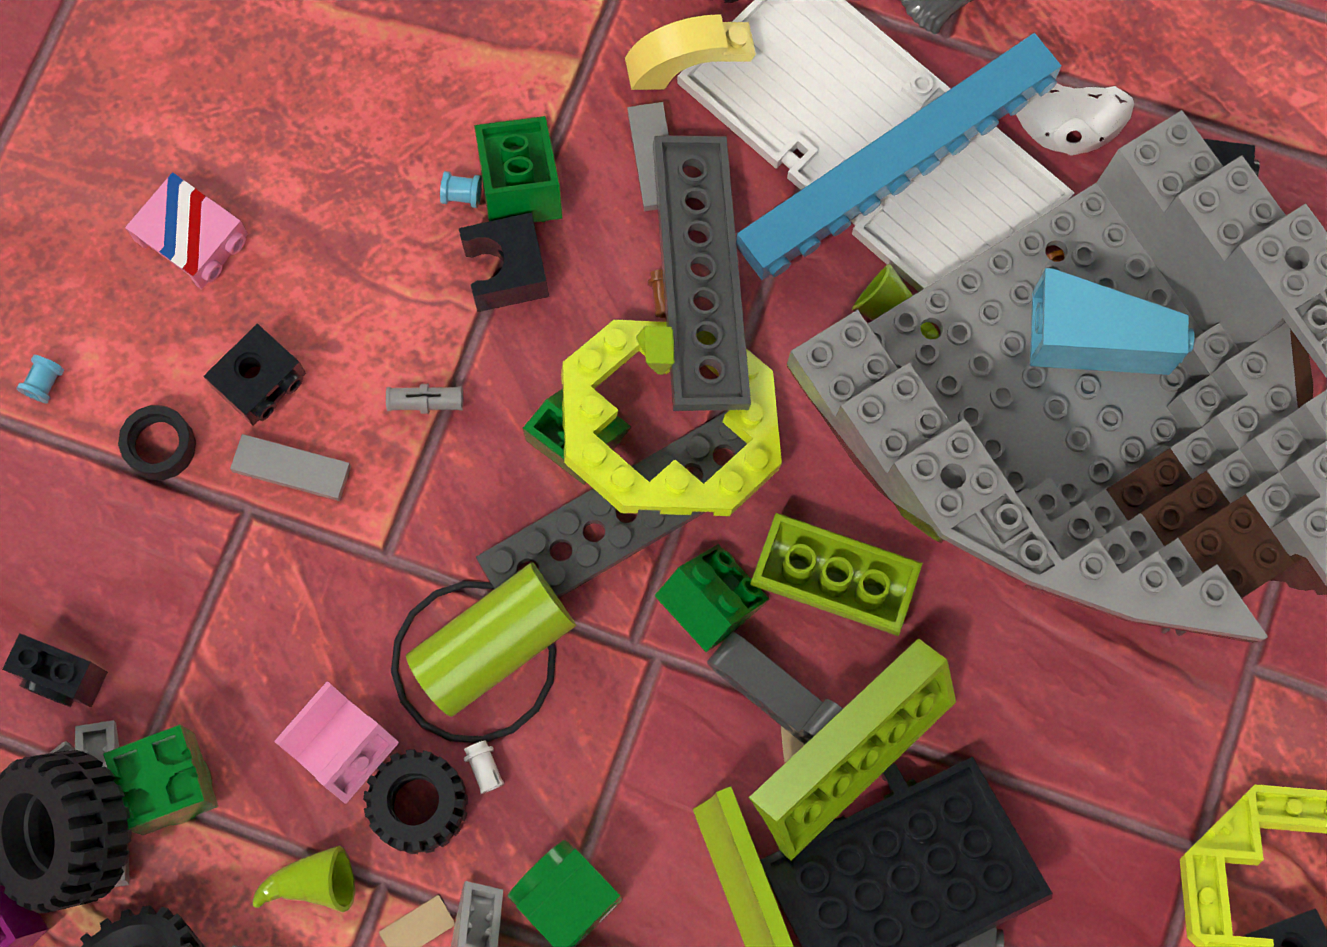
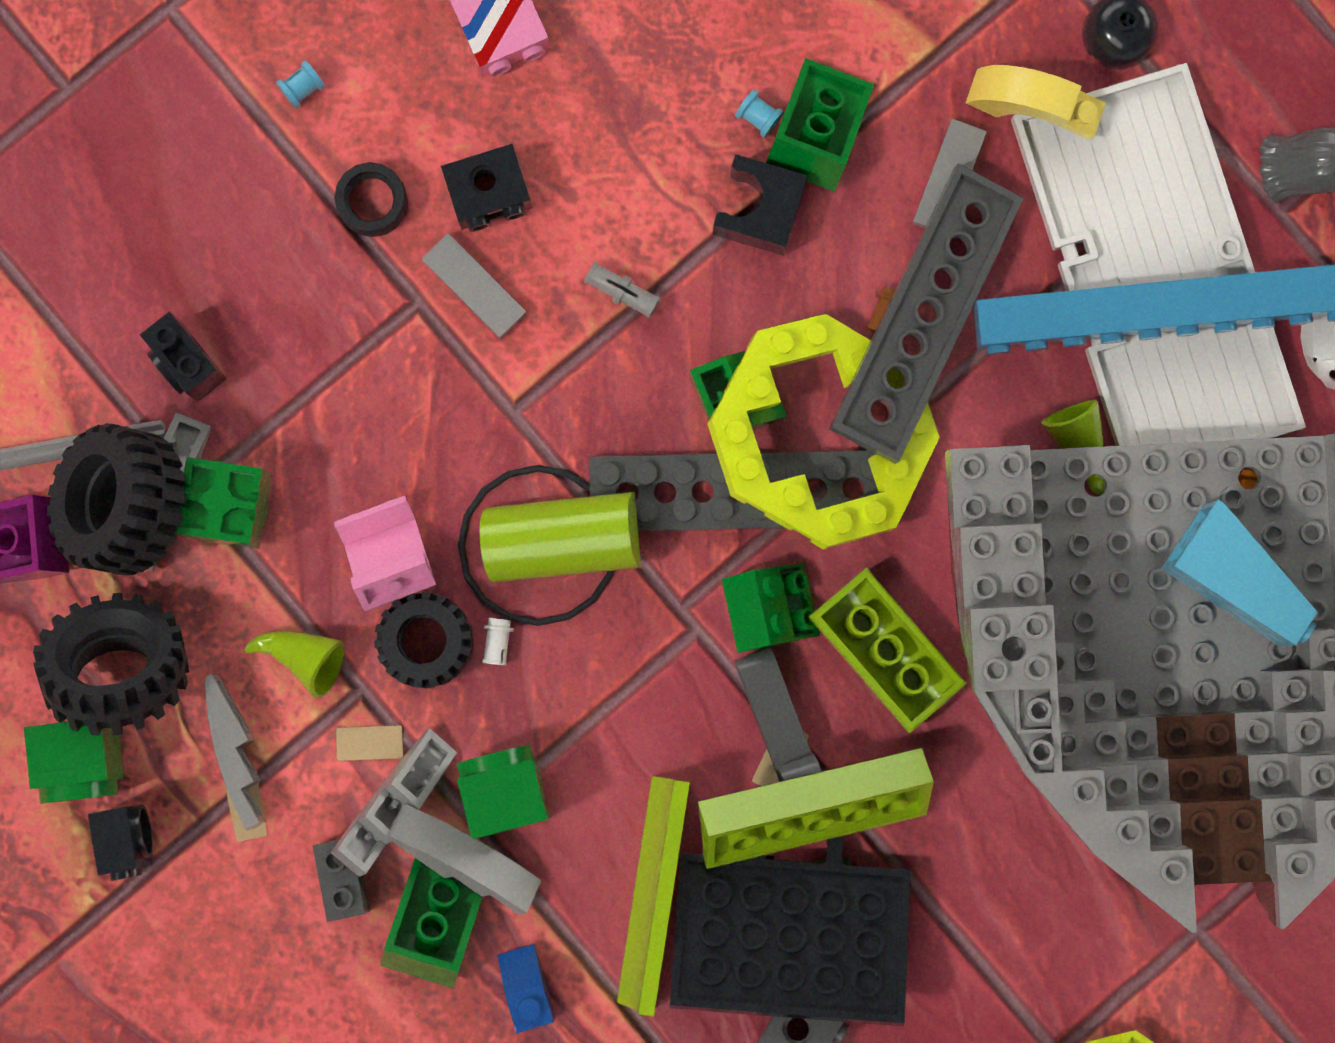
camera: 30 degrees right, 10 degrees up
(658, 347) = (846, 366): lime slope -> none

